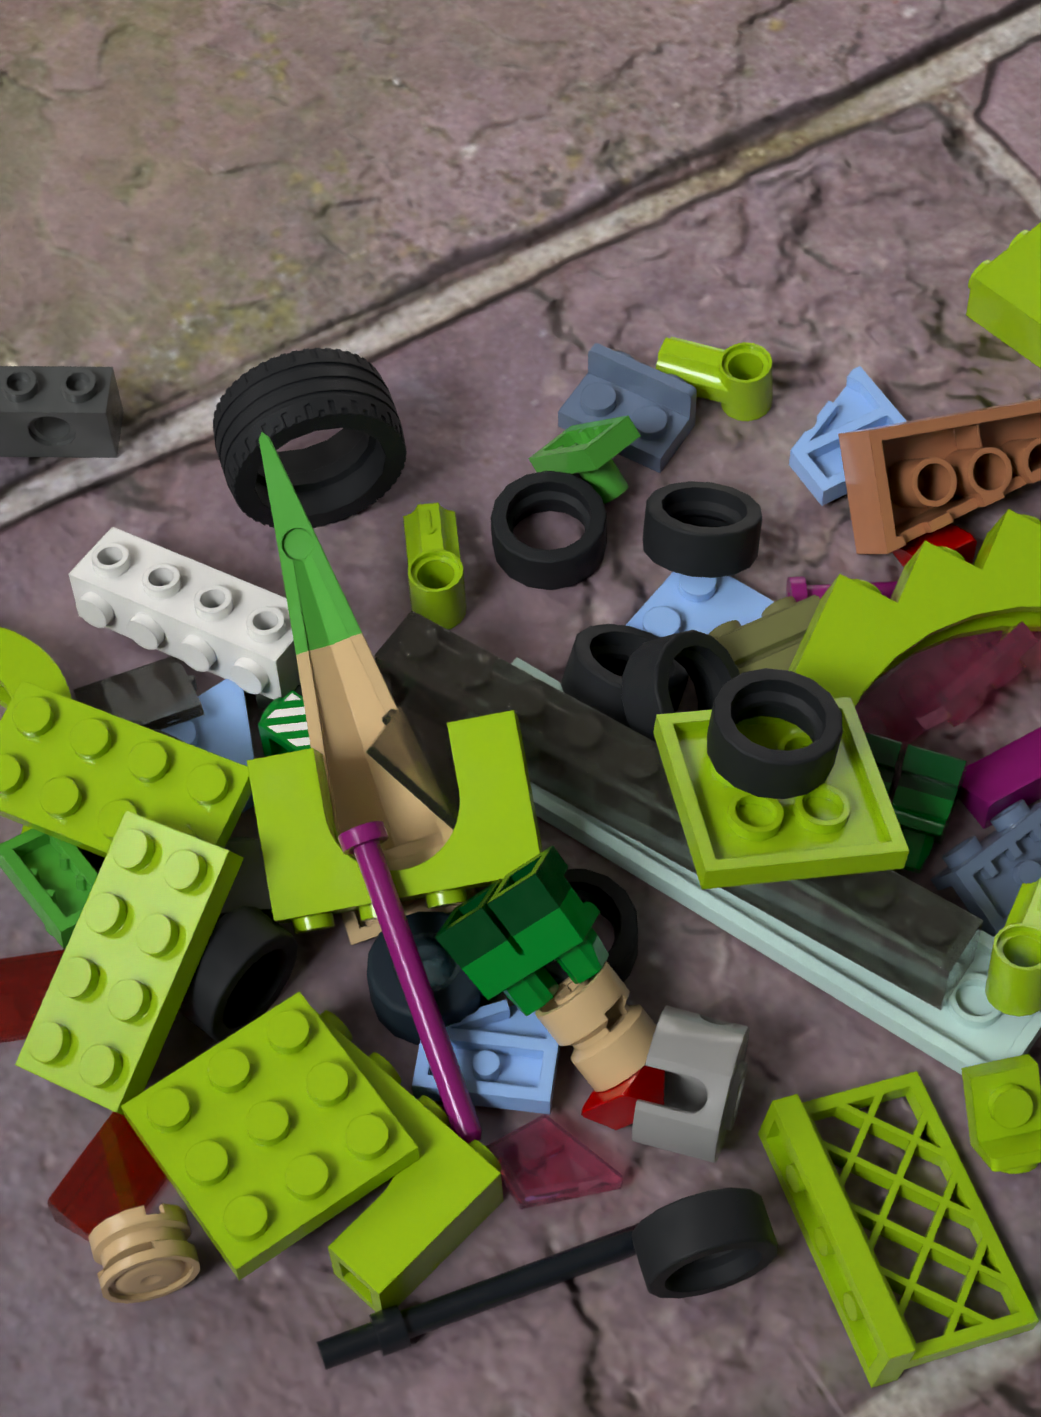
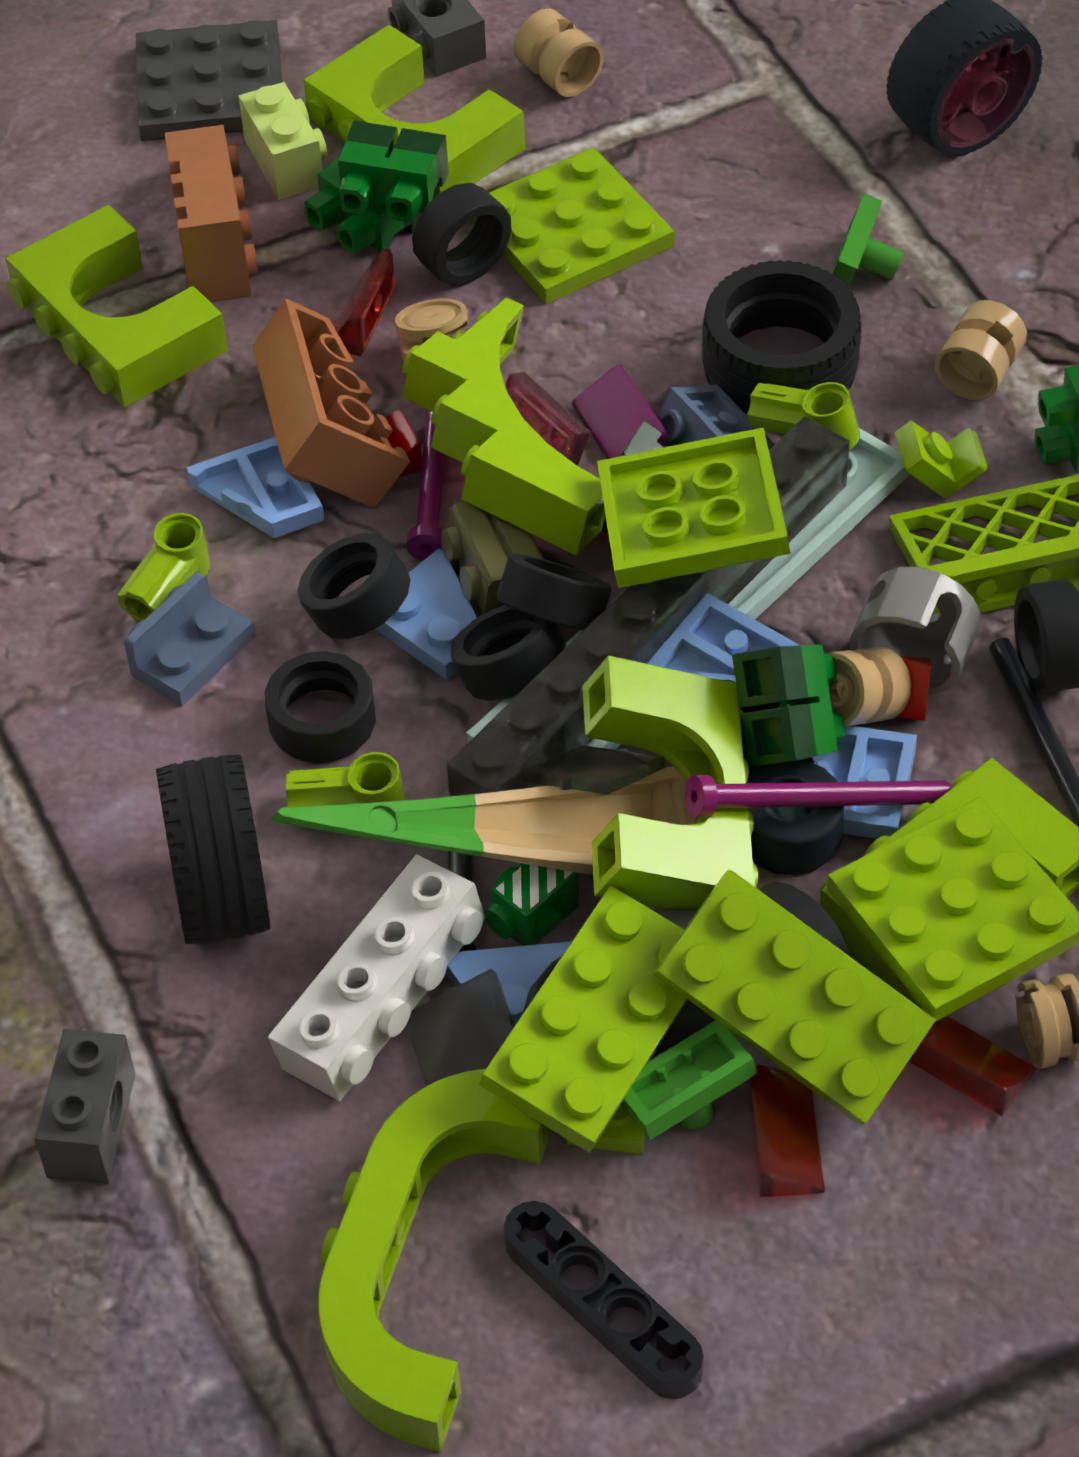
camera: 85 degrees left, 5 degrees down
(550, 1165) = (960, 745): clear pink piece -> none
(589, 451) = (246, 660): bright green tile -> none
(625, 870) = (709, 638): none -> light blue wing
(765, 770) = (648, 460): black tyre -> none

